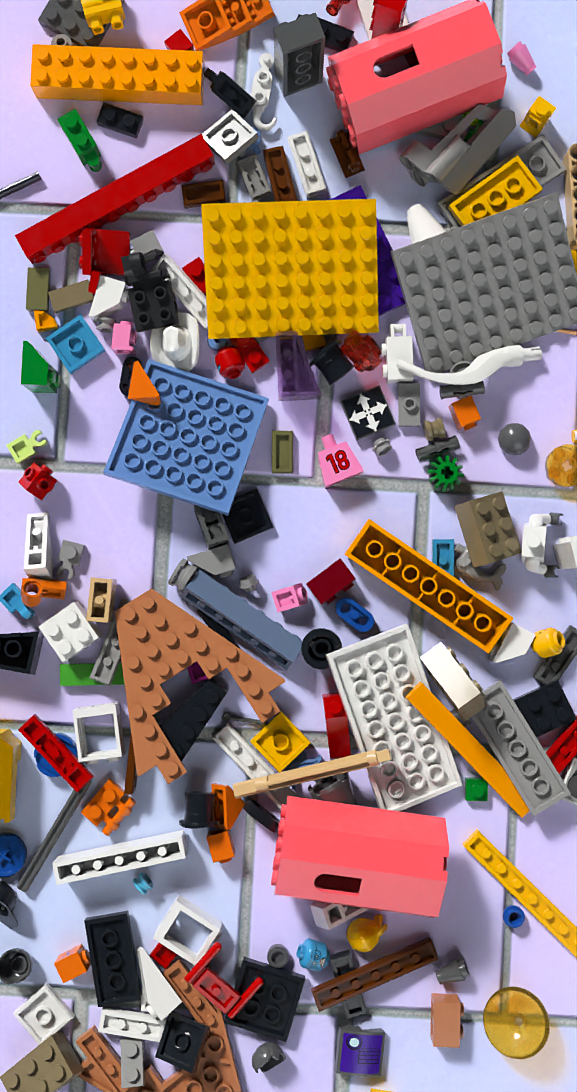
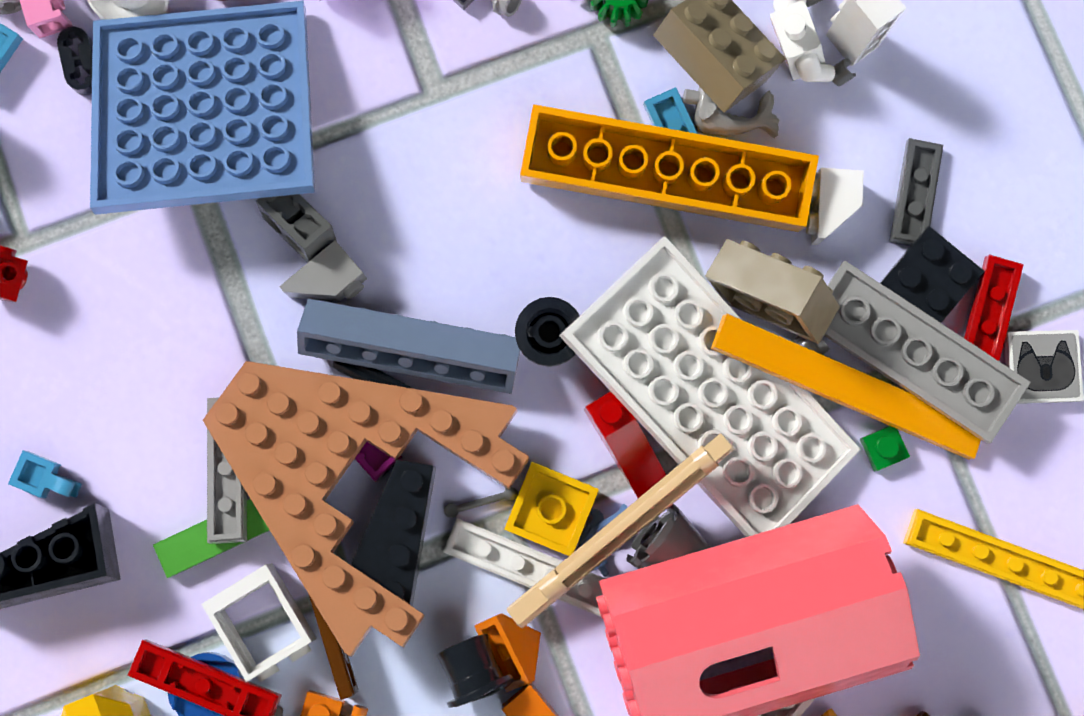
camera: 30 degrees left, 5 degrees down
(38, 547) = (42, 379): white slope -> none
(43, 588) = (63, 441): orange plate -> none
(70, 632) = (147, 484): white brick -> none
(71, 555) = (98, 368): light grey plate -> none
(101, 600) = (174, 411): tan brick -> none
(142, 388) = (100, 60): orange slope -> none
(184, 577) = (284, 318): light grey wheel -> none
(247, 517) = (348, 191): black tile -> none
(248, 583) = (394, 289): light grey plate -> none
(262, 815) = (574, 637): black beam -> none
(282, 452) = (359, 73): olive tile -> none
(290, 597) = (467, 282): bright pink bracket -> none
(331, 581) = (519, 230): dark red brick -> none
(337, 461) = (449, 49): bright pink torso -> none
(354, 614) = (578, 262): blue plate -> none
(518, 920) = (1043, 621): blue plate -> none
(548, 642) = (888, 176): yellow head -> none

